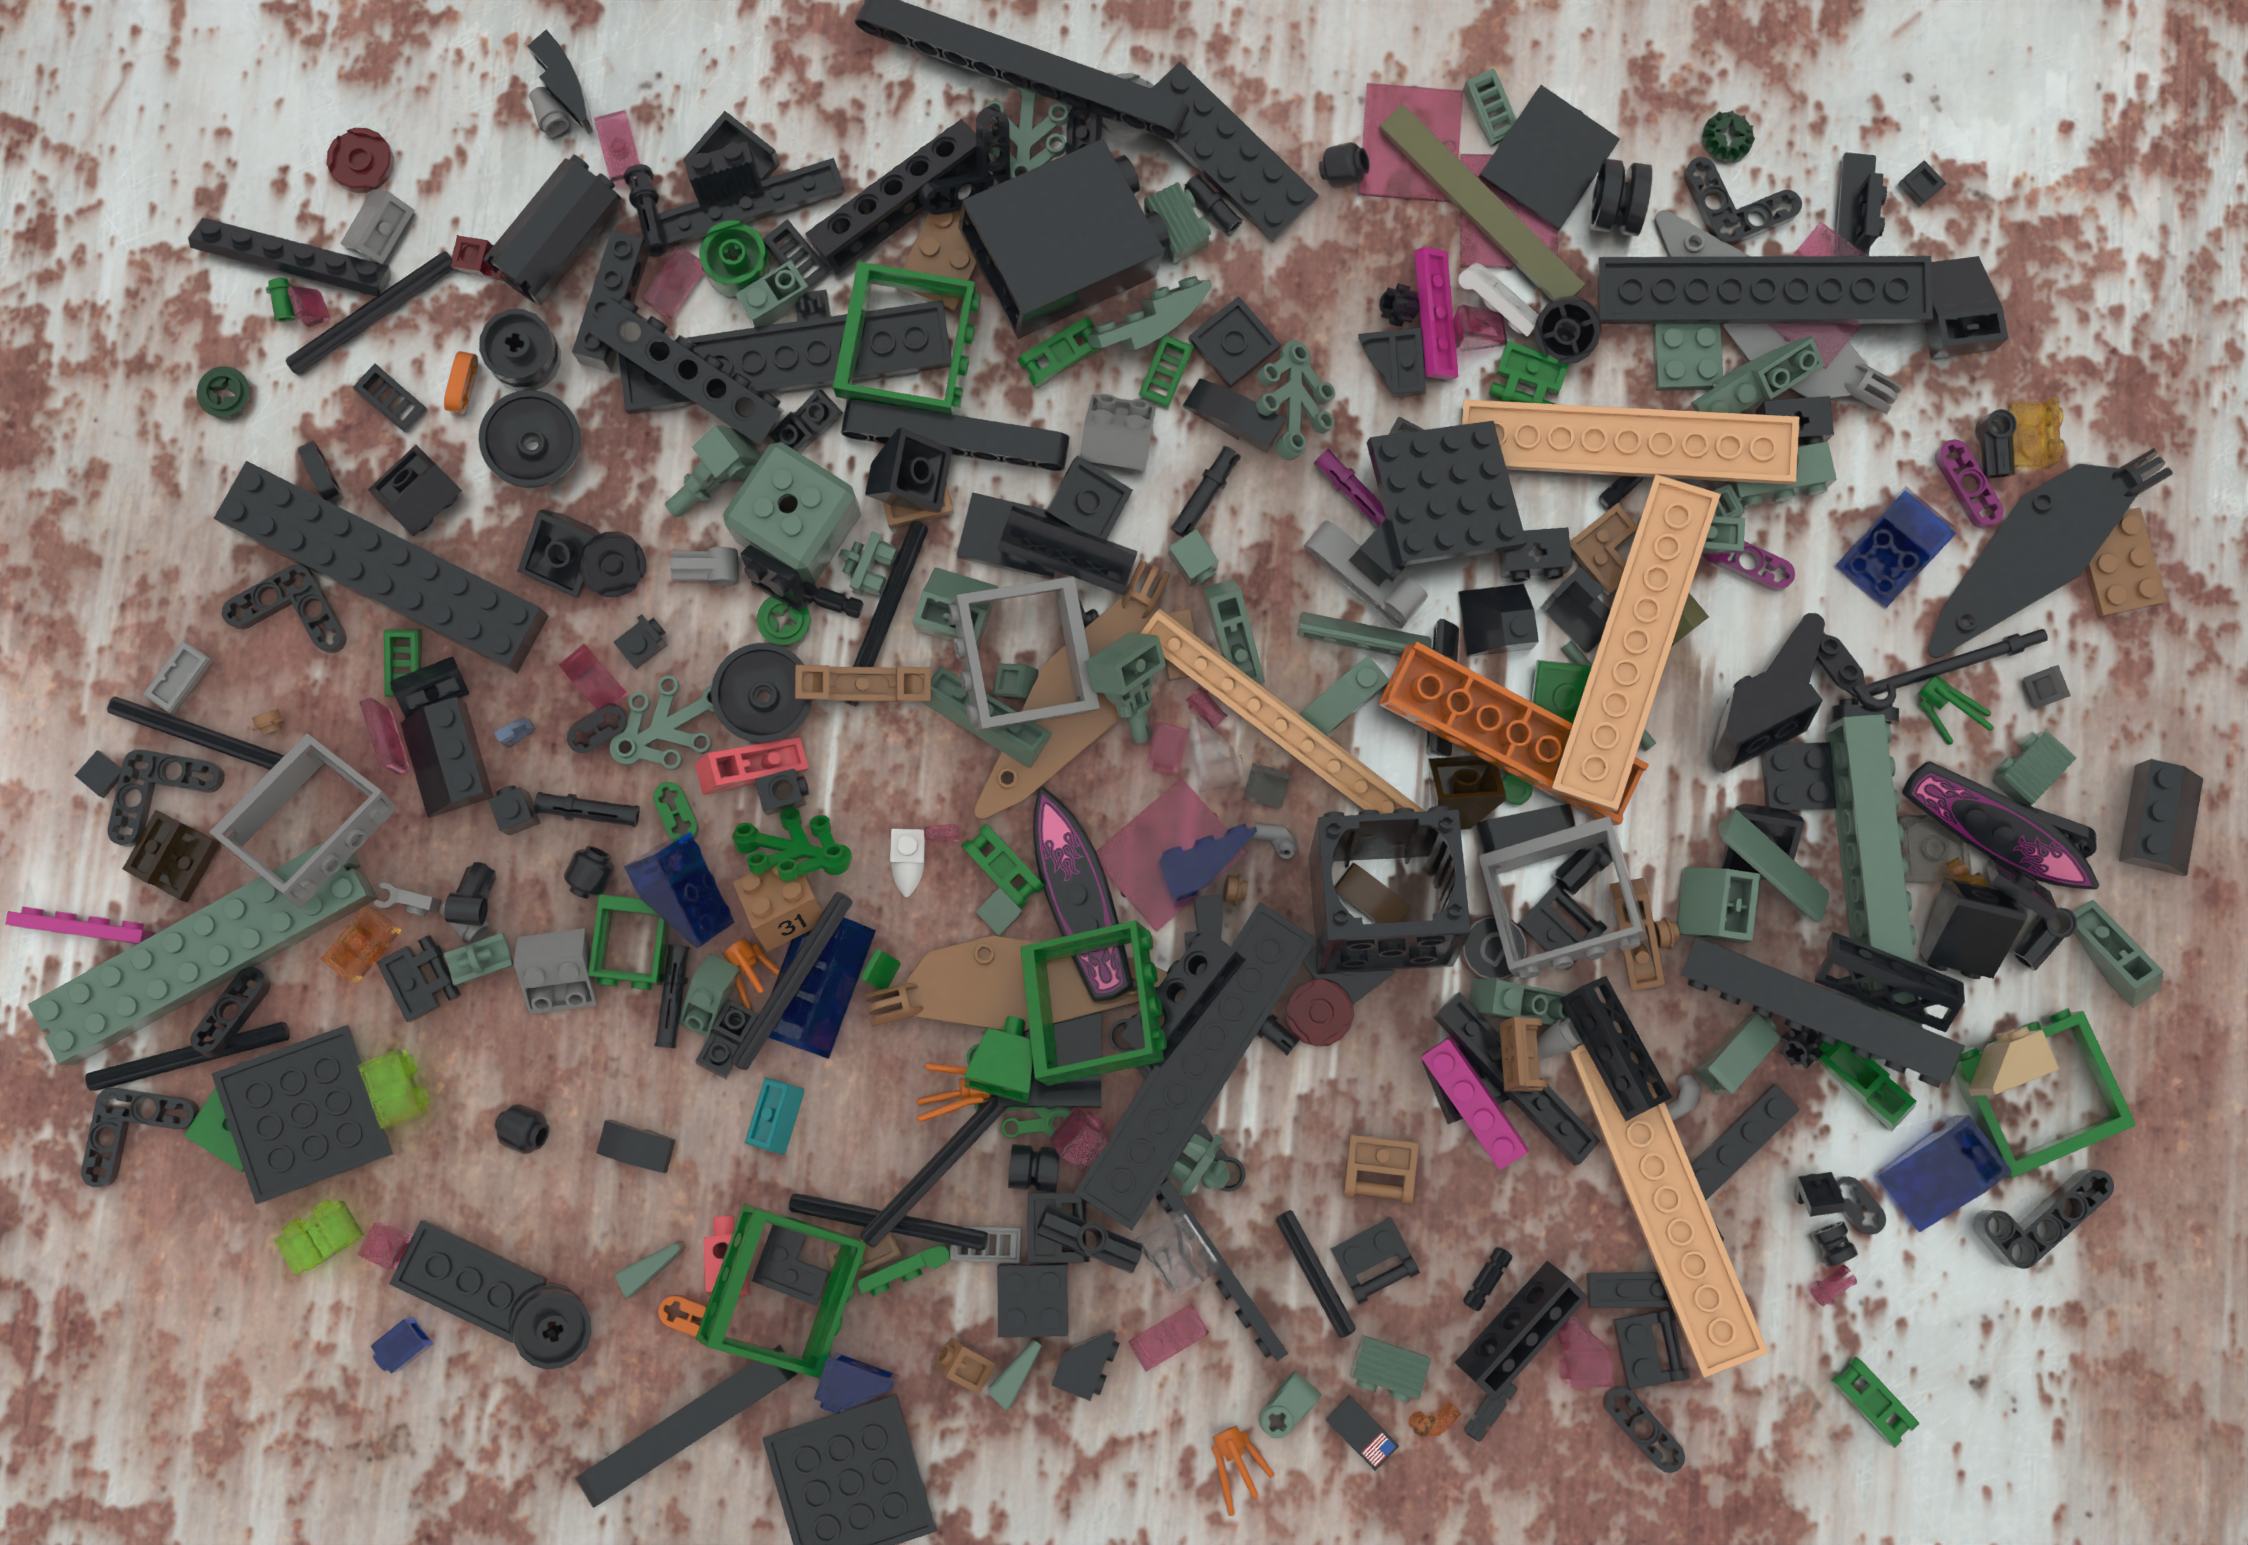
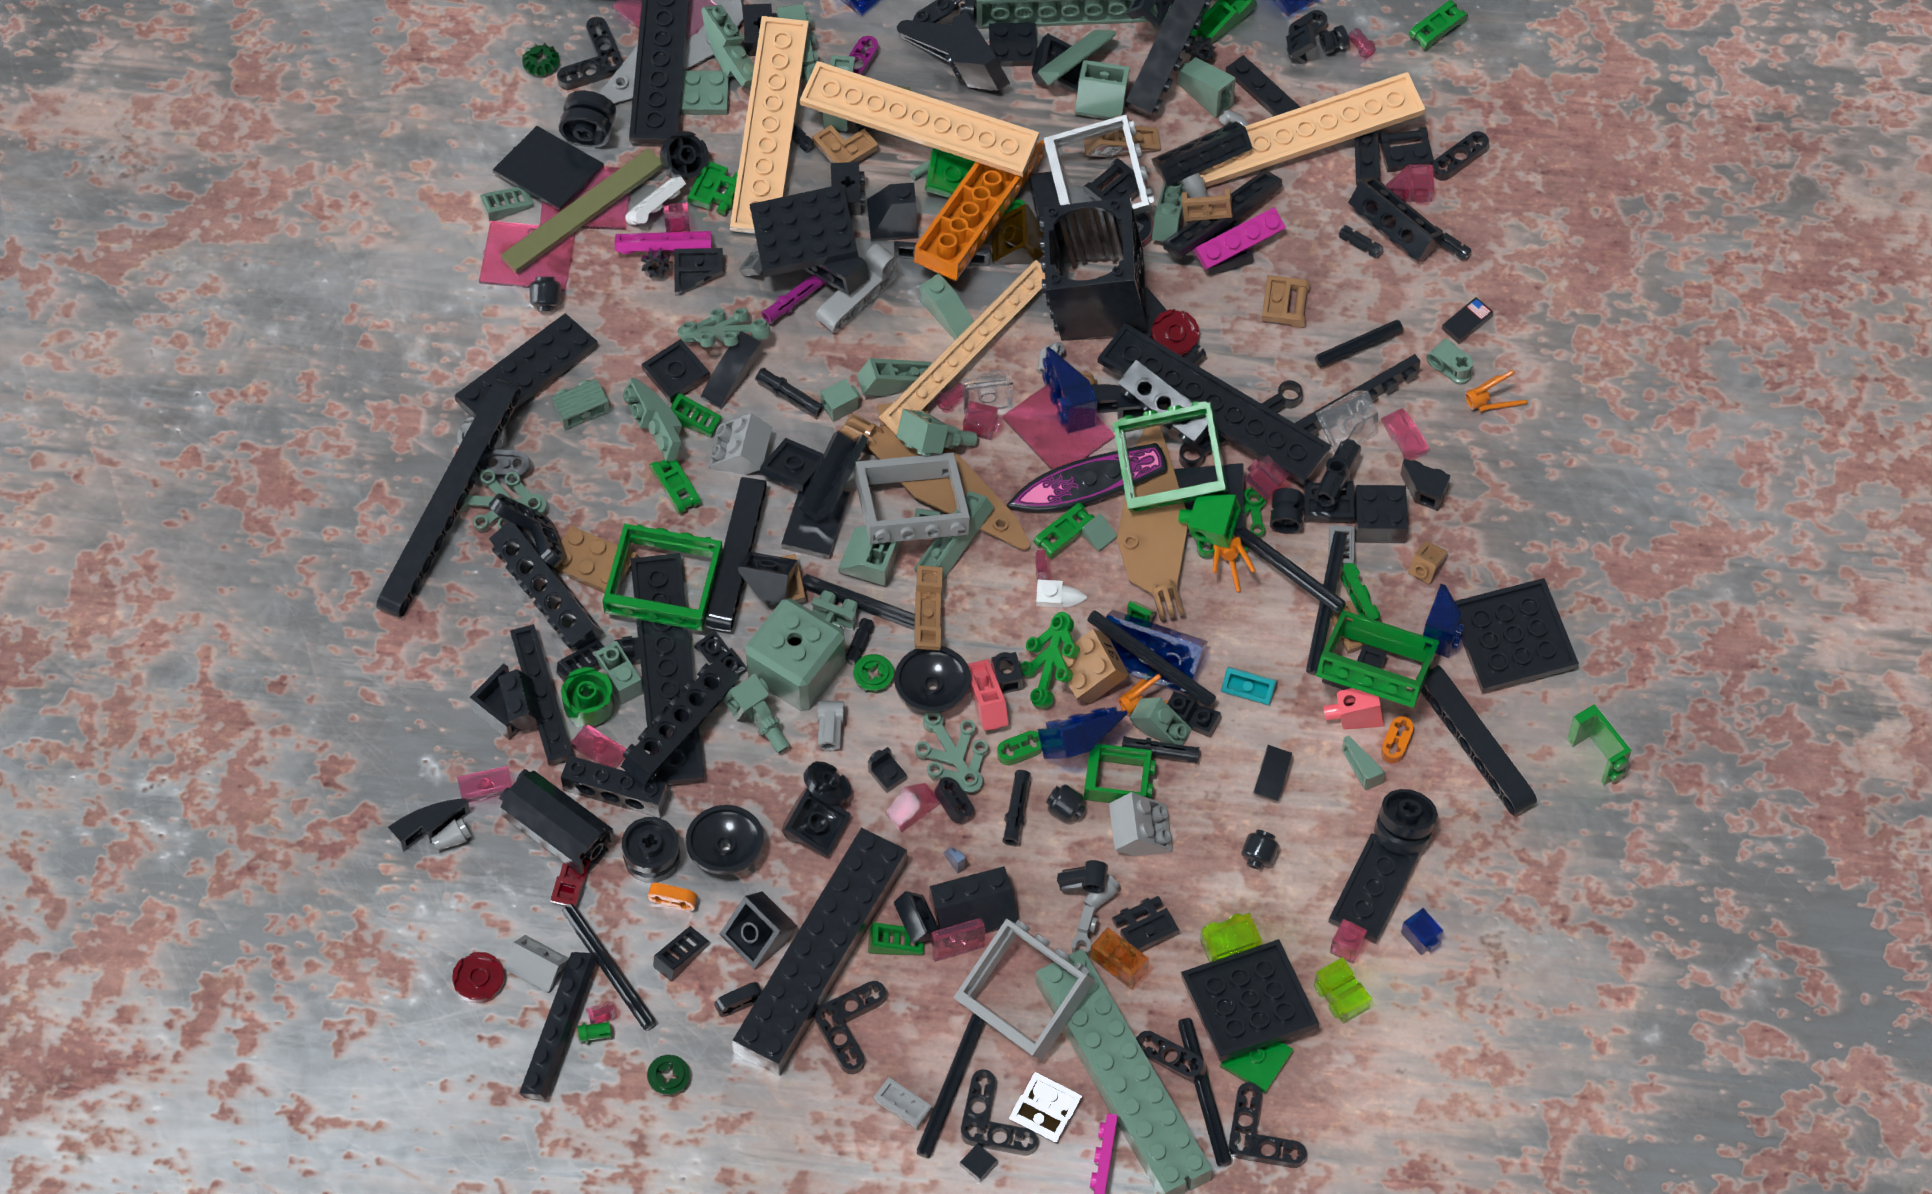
camera: 85 degrees left, 20 degrees down
(268, 722) = (940, 1035): medium nougat plate -> none
(479, 959) = (1132, 877): sand green hips -> none
(513, 810) = (1017, 854): black brick -> none
(644, 199) = (534, 760): black pin -> none
(774, 578) = (845, 667): black plate -> none
(1010, 1381) = (1433, 527): sand green slope -> none
(1063, 237) = (592, 469): black brick -> none
(1212, 1172) = (1284, 399): sand green hips -> none
(1213, 204) = (567, 379): black pin -> none
(1266, 786) = (1010, 360): clear smoke panel -> none
(1357, 634) = (901, 299): sand green slope -> none
(1368, 1250) = (1342, 312): black plate -> none
(1390, 1368) = (1422, 299): sand green brick -> none
(1433, 1425) = (1460, 275): clear orange arm -> none
(1578, 609) = (887, 162): black panel -> none
(1583, 866) = (1073, 170): black piece -> none

